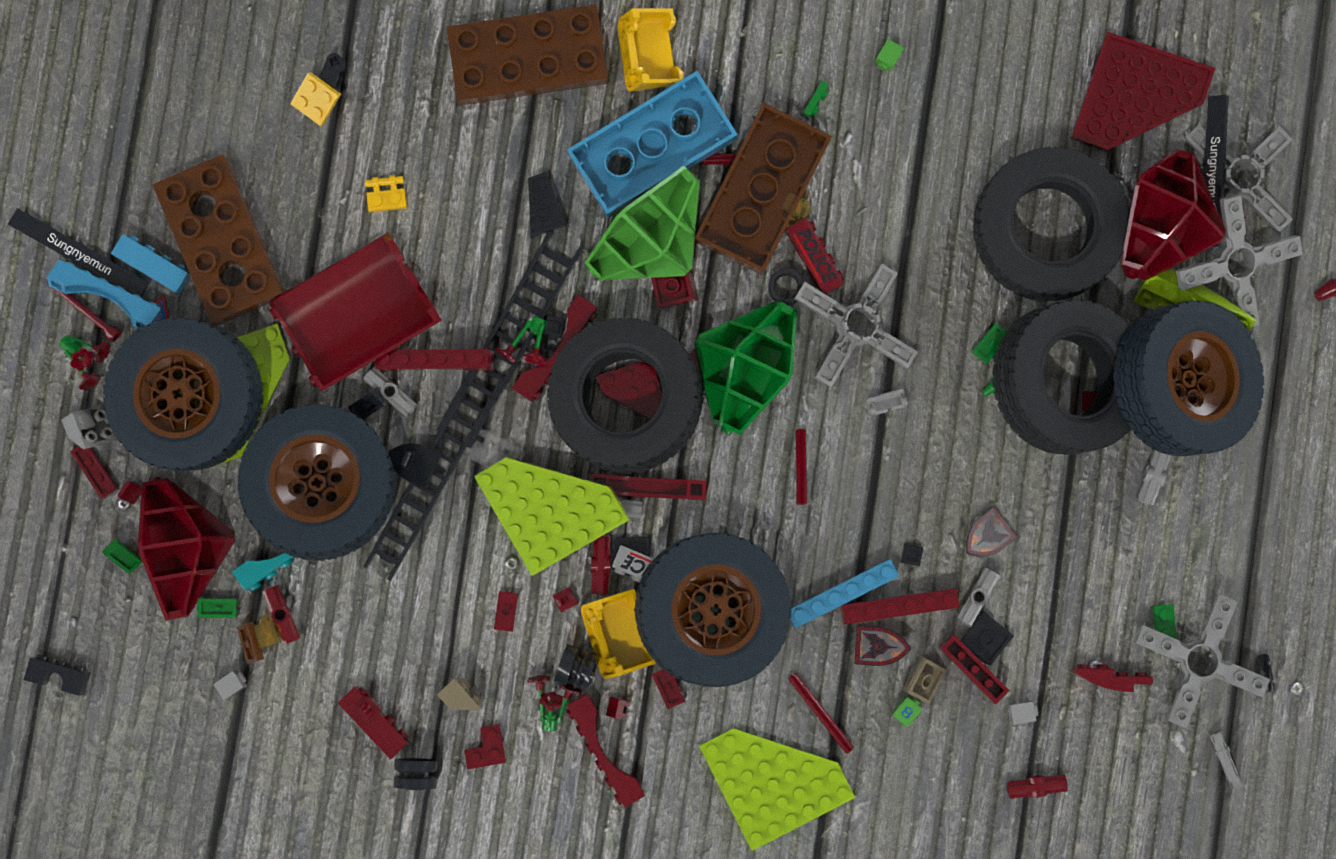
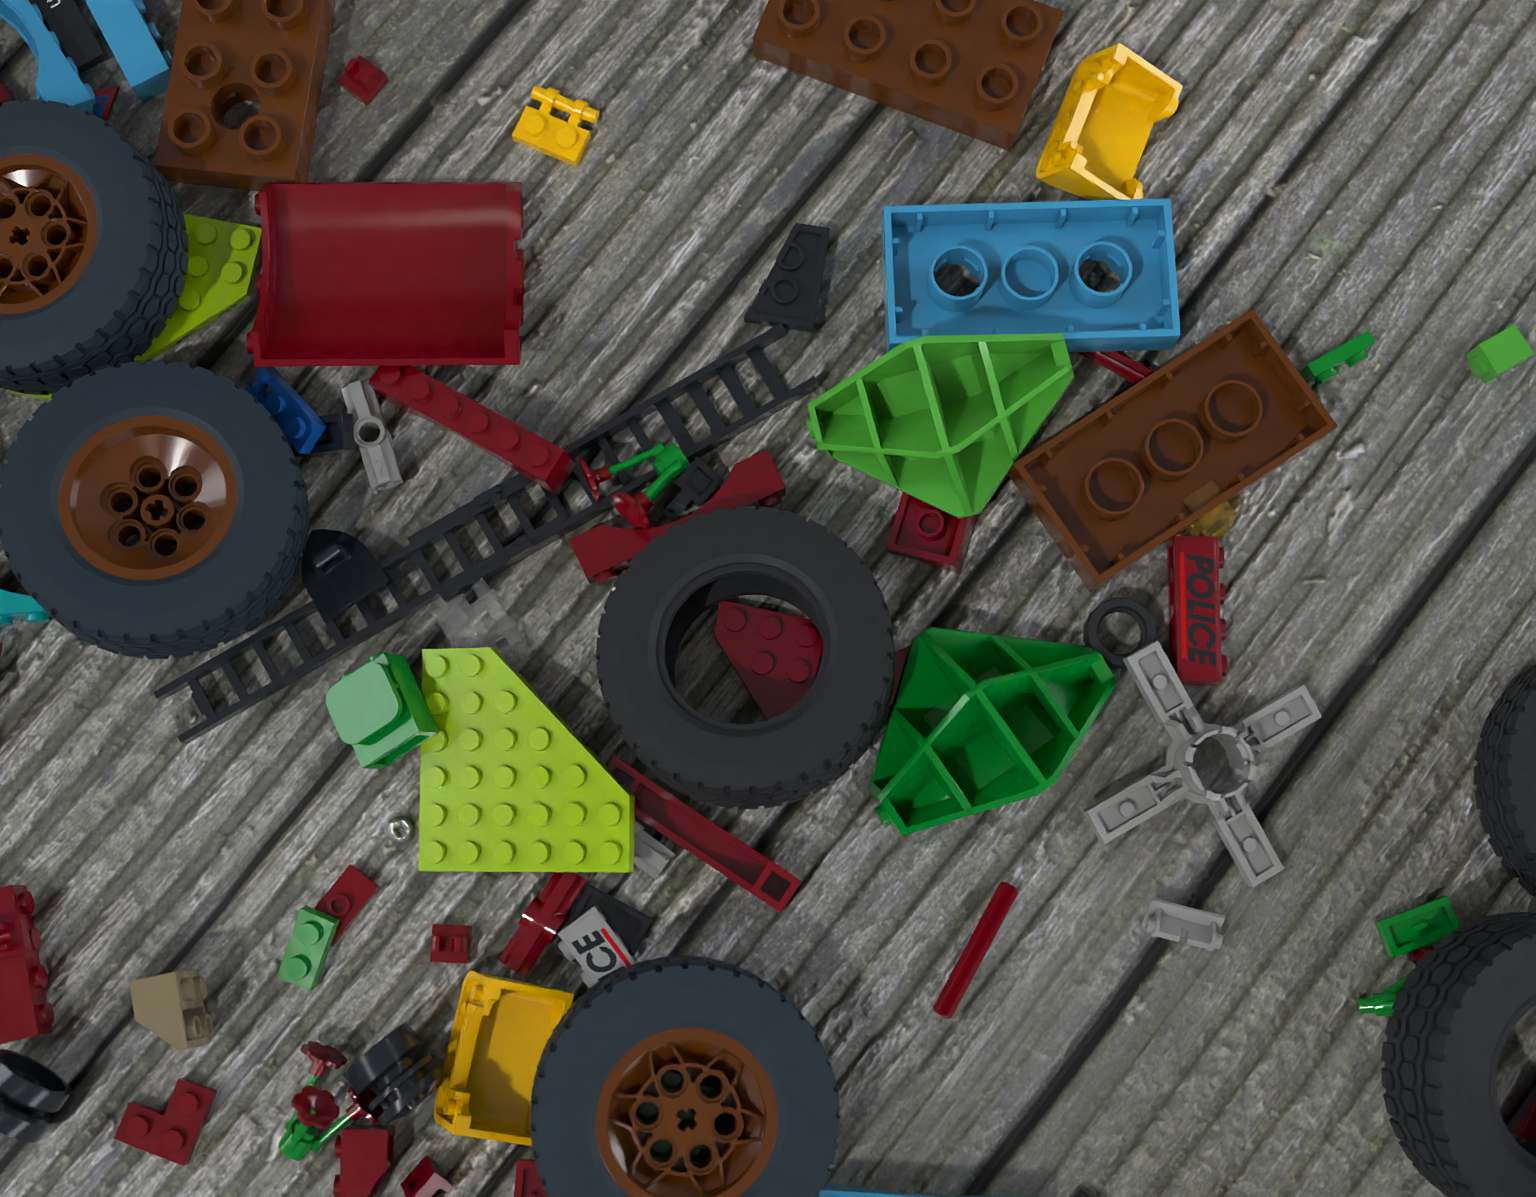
camera: 30 degrees right, 5 degrees down
(280, 224) = (362, 80): none -> dark red tile
(345, 401) = (287, 407): none -> blue plate
(473, 514) = (380, 711): none -> brick
(503, 638) = (308, 948): none -> green plate

